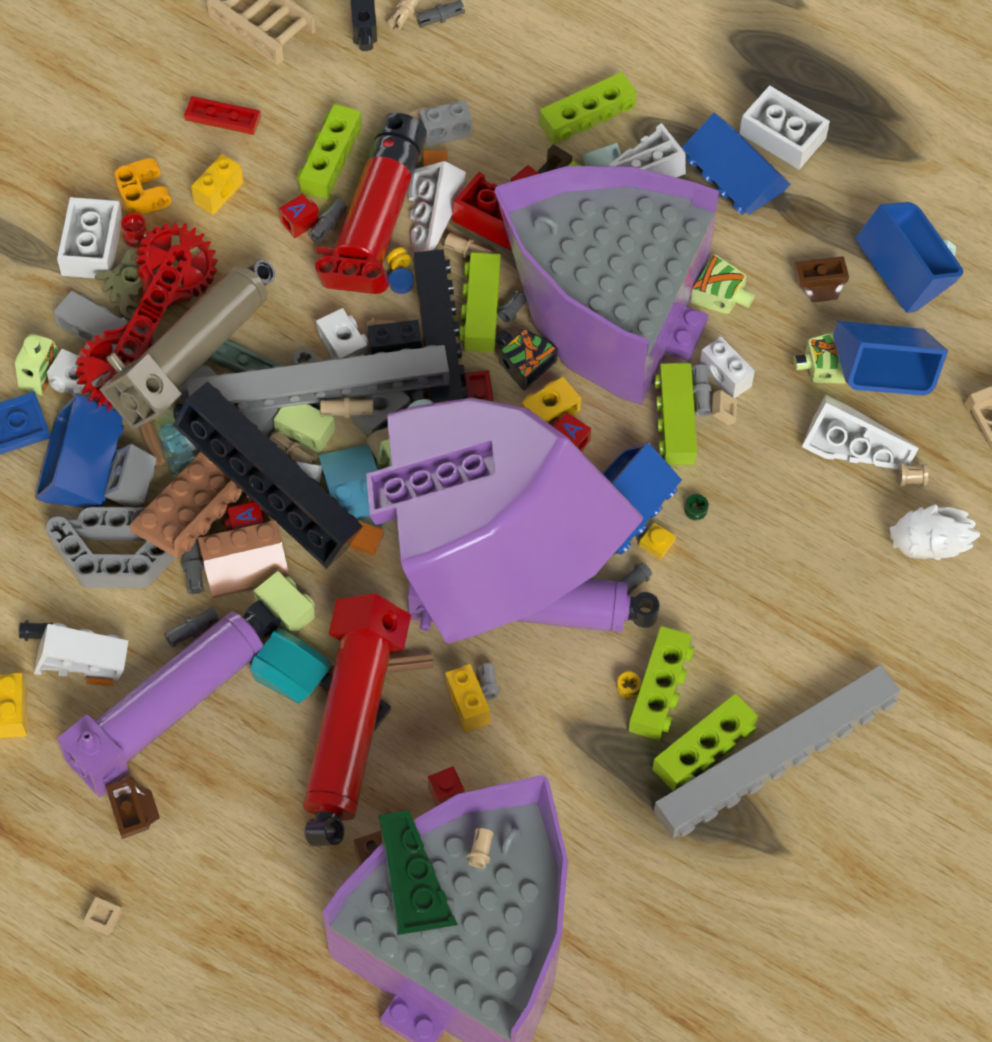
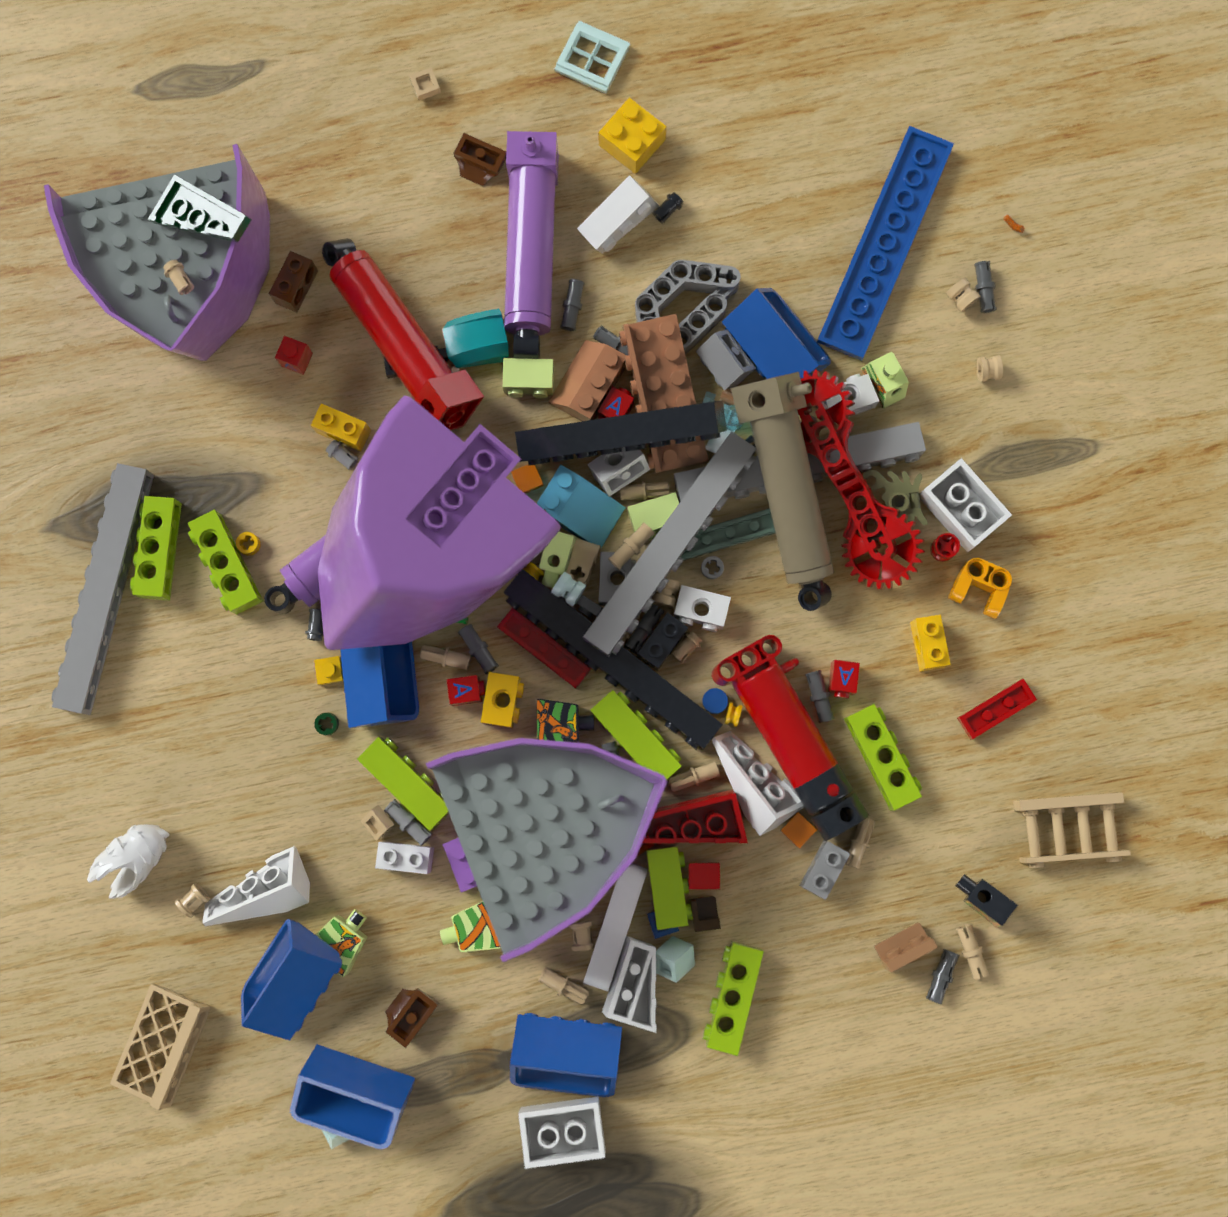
camera: 140 degrees right, 20 degrees up
(446, 41) = (904, 947): none -> medium nougat bracket

